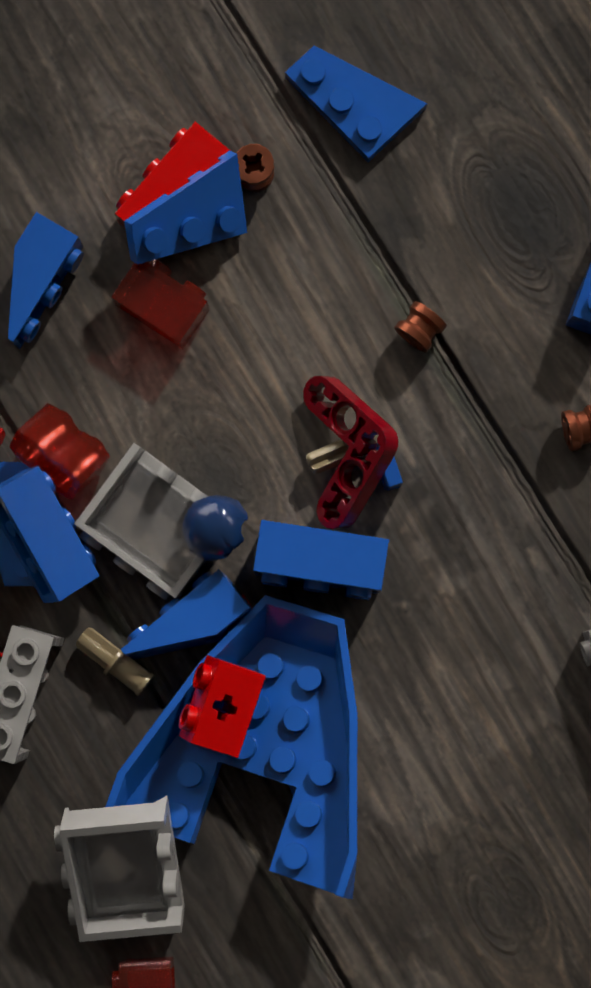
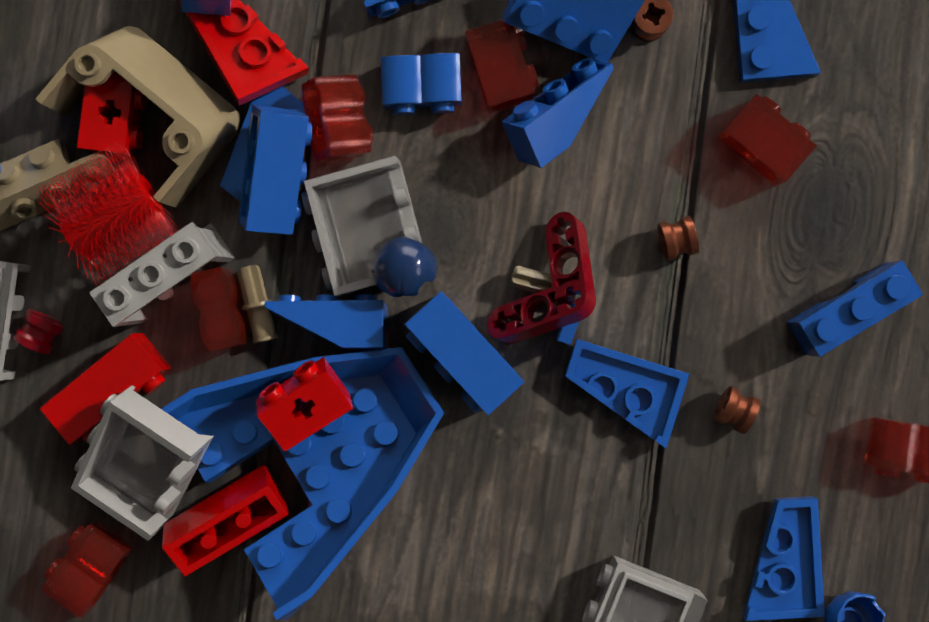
camera: 30 degrees right, 5 degrees up
(33, 862) = (78, 406): none -> red brick
(78, 680) = (218, 298): none -> clear red brick
(107, 367) = (421, 82): none -> blue brick
(232, 863) = (224, 520): none -> red brick
(239, 309) = (553, 118): none -> blue slope
(427, 190) = (767, 139): none -> clear red brick
(480, 479) = (630, 386): none -> blue wing

